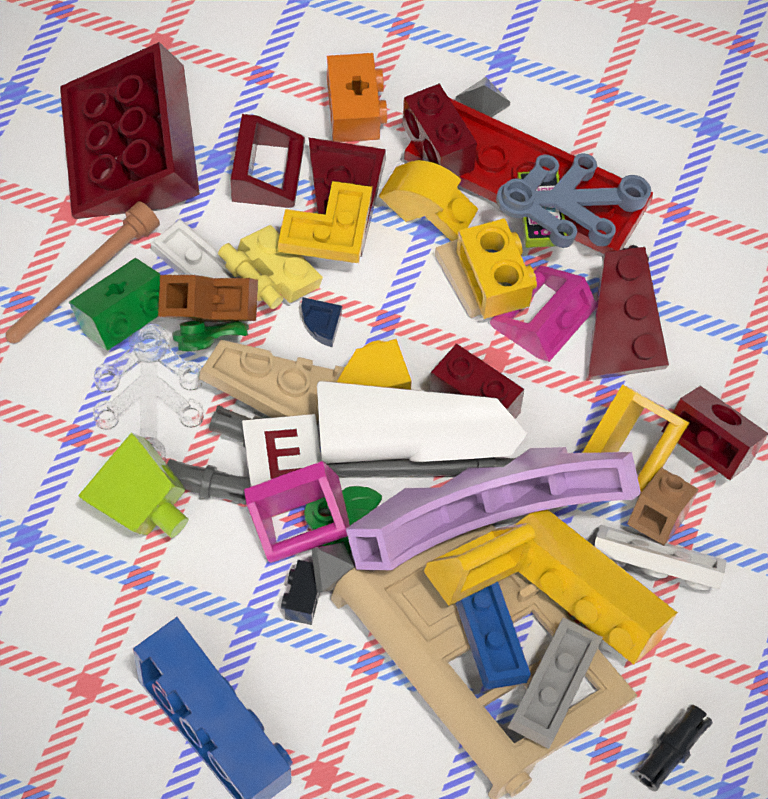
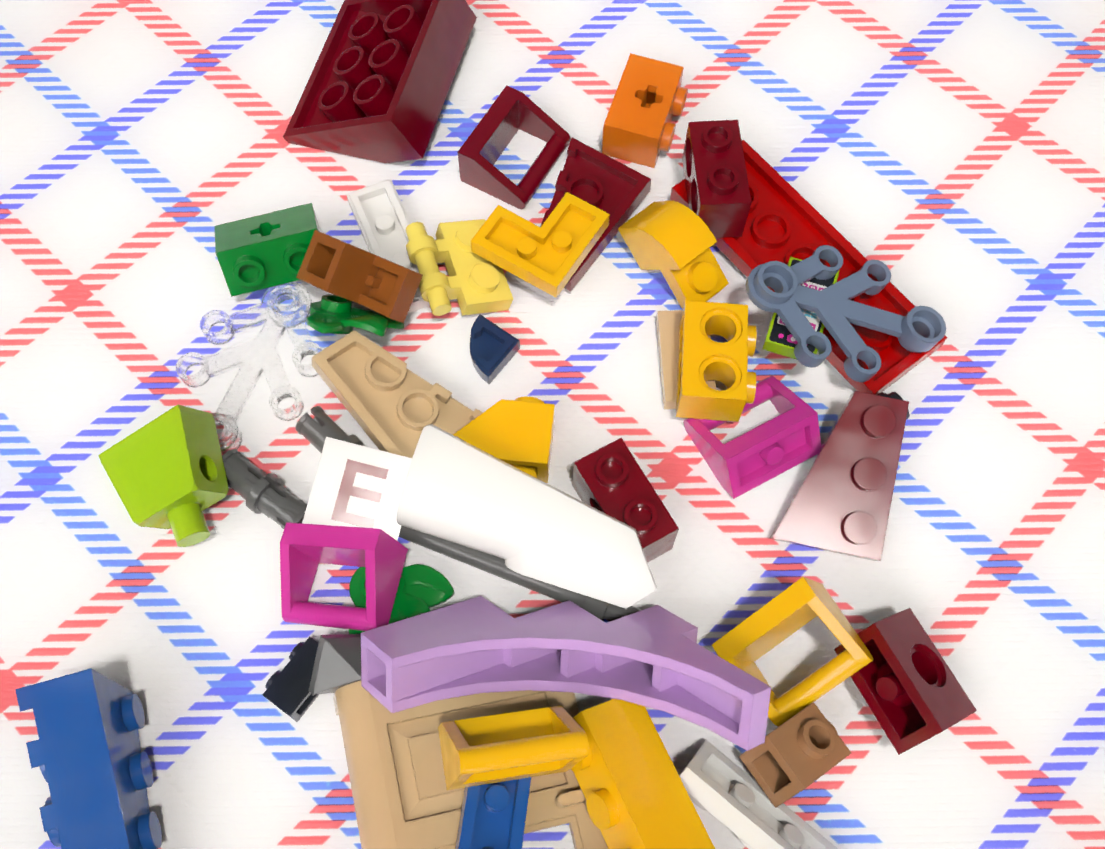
camera: 25 degrees right, 5 degrees up
(138, 222) = (343, 168): nougat piece -> none
(484, 98) = (792, 161): dark grey slope -> none

